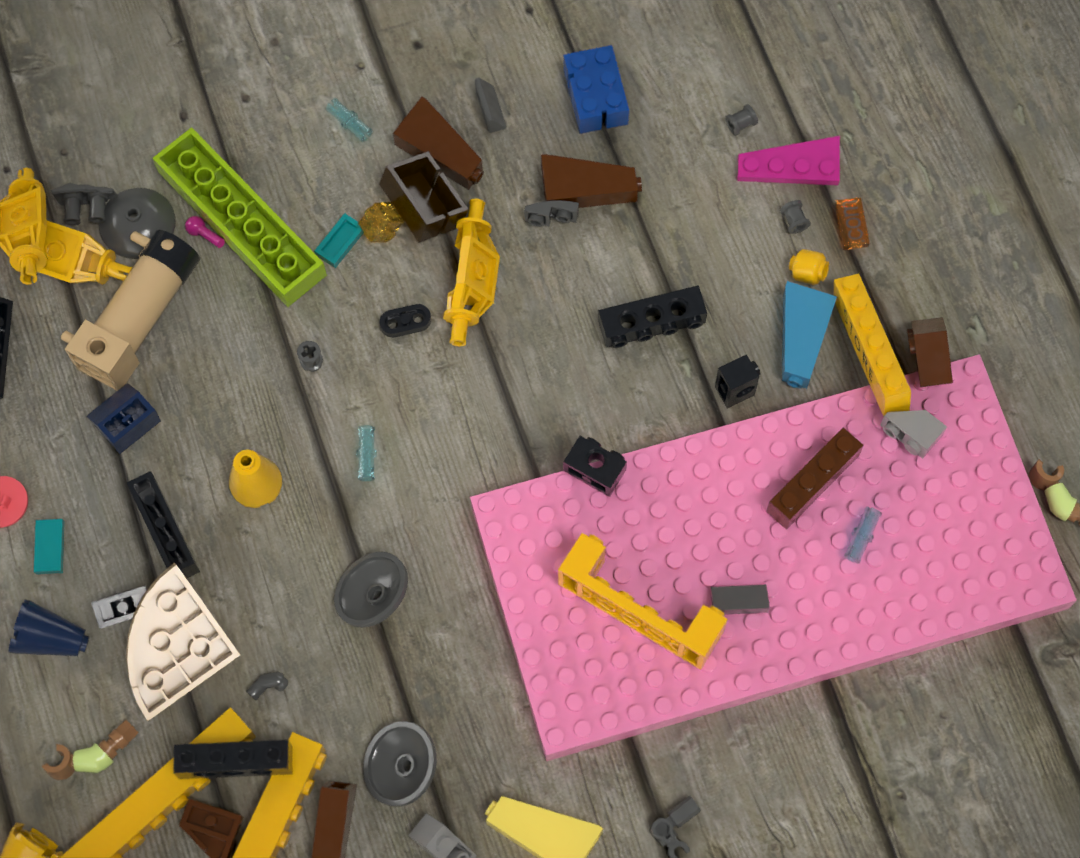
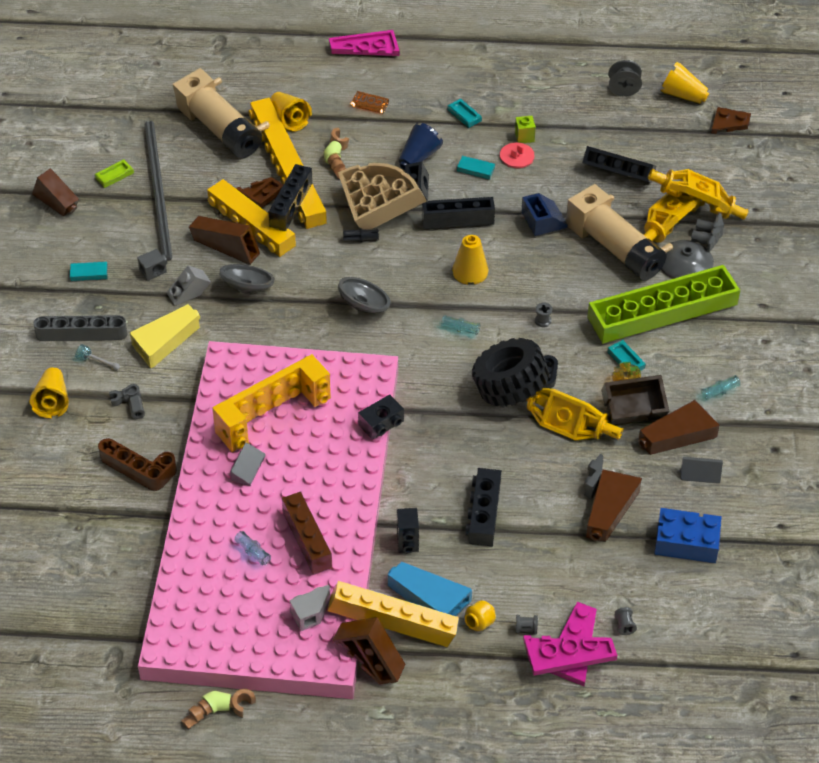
camera: 110 degrees right, 20 degrees down
(247, 649) = (360, 235): none -> black axle
(265, 681) = (335, 239): dark grey arm -> none
(412, 351) = (510, 372): none -> black tyre
(778, 767) = (143, 471): none -> reddish brown beam
(824, 159) = (558, 654): none -> dark pink wing
(852, 223) = (506, 663): clear orange tile -> none

